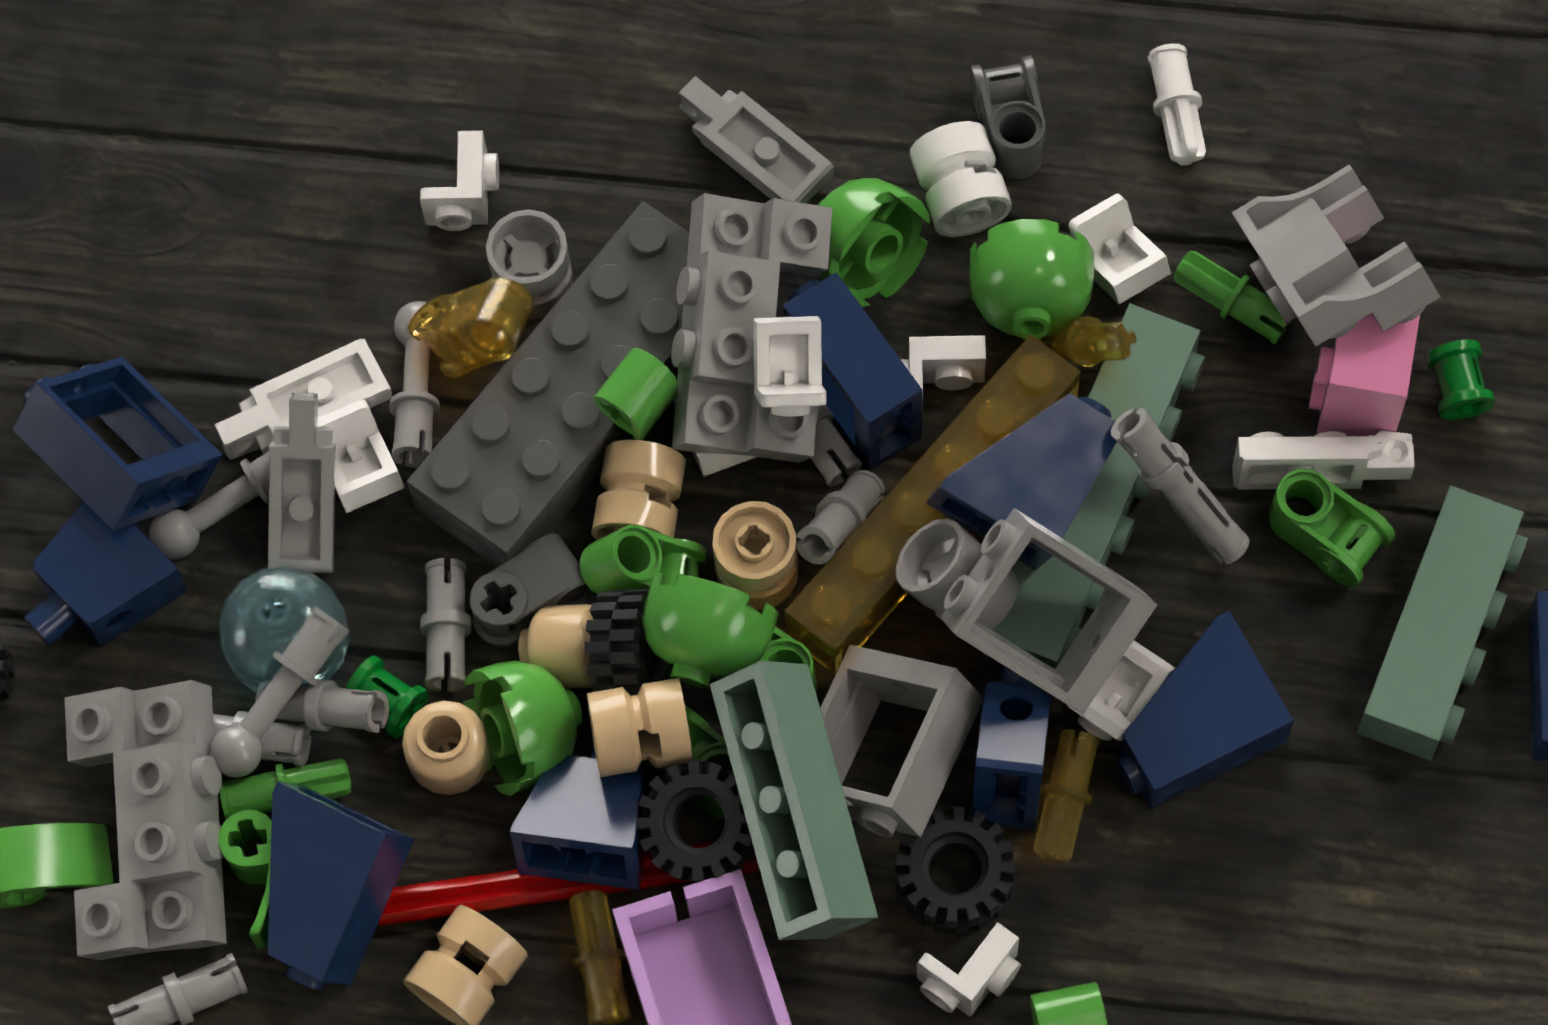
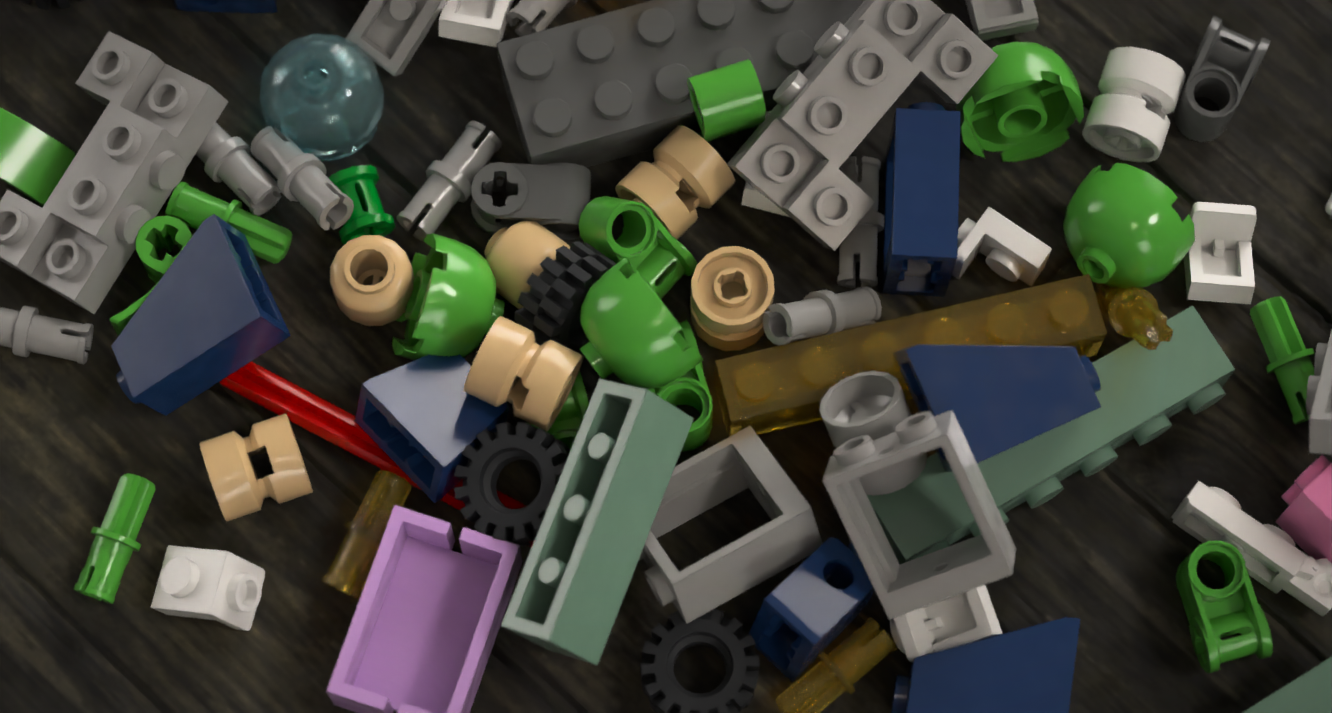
camera: 30 degrees right, 5 degrees up
(239, 746) = (211, 166): light grey pin -> none
(788, 364) = (860, 161): white bracket -> none
(1166, 469) = (1112, 466): light grey pin -> none

